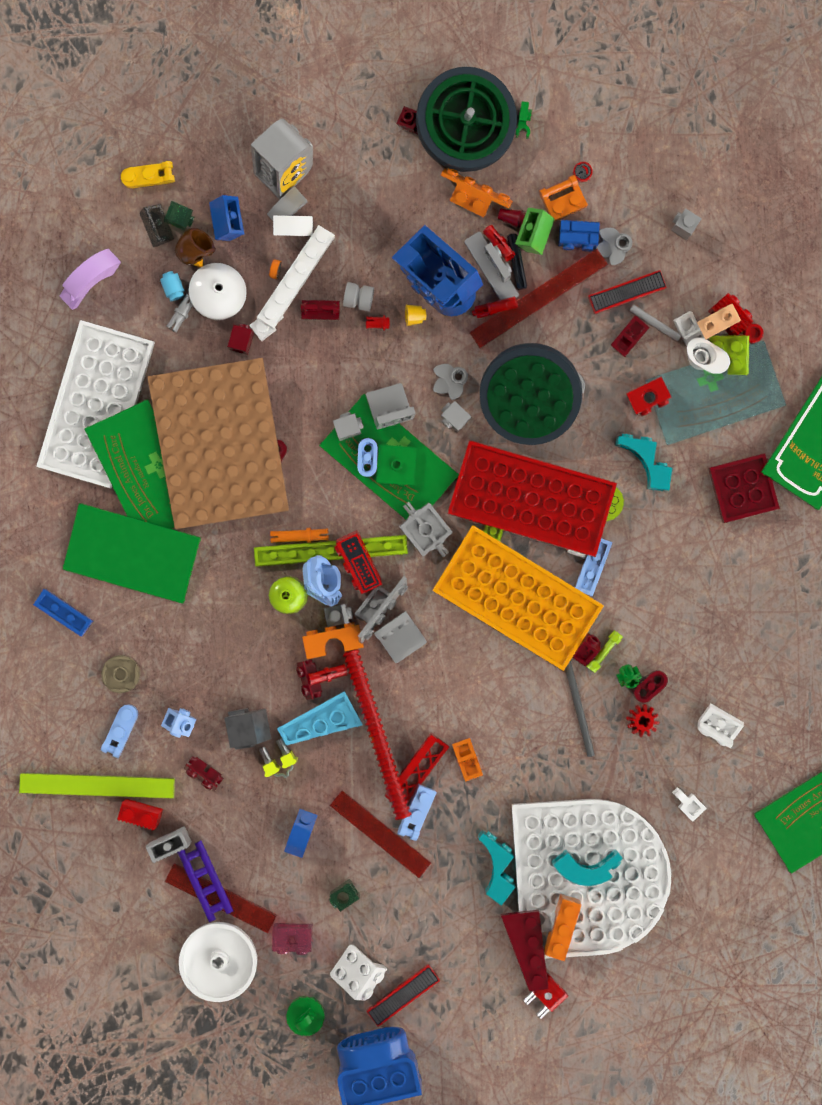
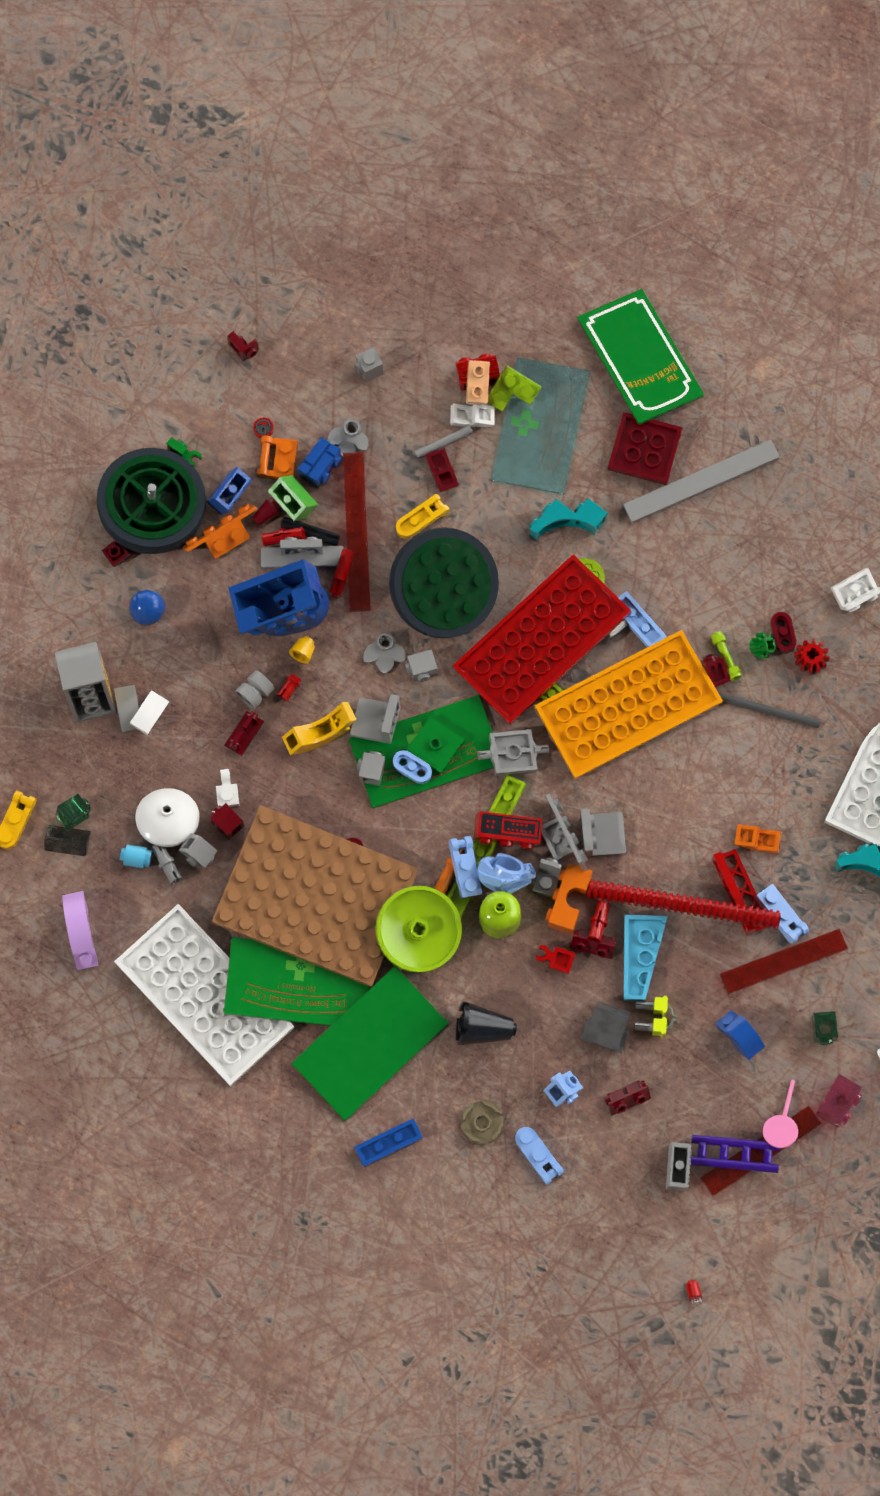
camera: 55 degrees left, 15 degrees down
(85, 906) = (693, 1291): none -> red piece
(97, 785) = (579, 1209): lime tile -> none
(140, 814) = (632, 1179): red brick -> none
(192, 632) = (482, 1025): none -> black cone
(193, 246) = (112, 814): reddish brown piece -> none
(202, 331) = (198, 851): none -> light grey brick
(218, 962) = (822, 1184): white dish -> none
(226, 218) = (104, 768): blue brick -> none
(238, 539) = (418, 929): none -> lime dish
(242, 905) = (781, 1130): none -> bright pink piece
(275, 269) = (180, 752): orange tile -> none
(280, 661) = (560, 959): none -> red plate
(295, 277) = (200, 736): white plate -> none
(308, 546) = (465, 867): none -> light blue plate
(352, 367) = (321, 732): none -> yellow arch
(378, 171) = (147, 607): none -> blue hair
(511, 176) = (229, 491): none -> blue brick
(579, 342) = (421, 517): none -> yellow plate
(627, 292) = (399, 450): tile -> none
(639, 117) = (241, 347): none -> dark red bracket
(656, 387) = (505, 471): red brick -> none
(707, 356) = (503, 411): white piece -> none
(742, 549) = (701, 481): none -> light grey tile
(754, 332) = (506, 359): red tile -> none

